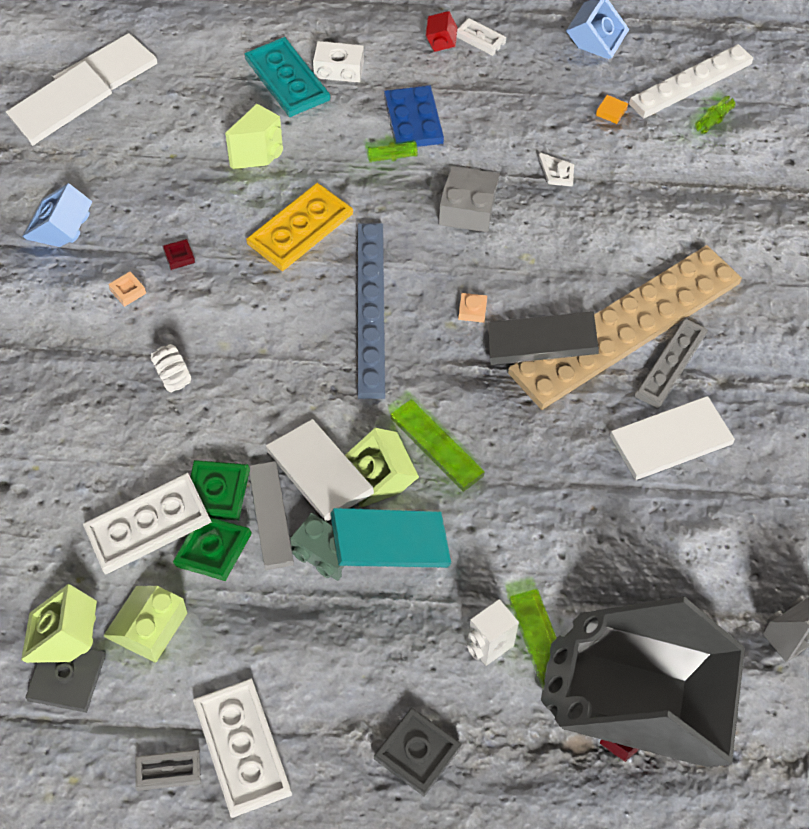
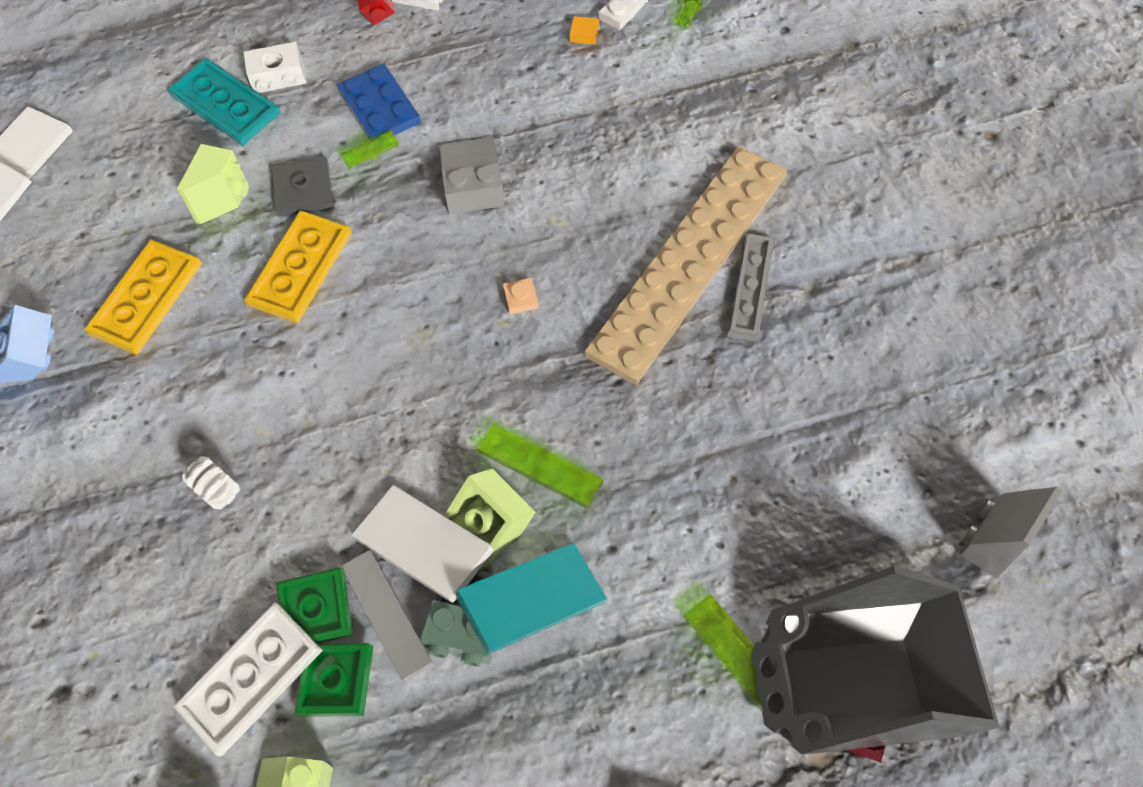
camera: 15 degrees left, 5 degrees up
(127, 289) = (128, 404): light nougat plate -> none
(168, 210) = (143, 297): none -> yellow tile
(178, 254) = (173, 343): dark red tile -> none
(326, 164) = (302, 186): none -> dark grey plate
(371, 312) = (412, 339): sand blue plate -> none
(492, 633) = (684, 668): white brick -> none
(543, 338) = (609, 306): dark grey tile -> none
(556, 170) = (552, 115): white piece -> none
(671, 438) = (783, 370): white tile -> none

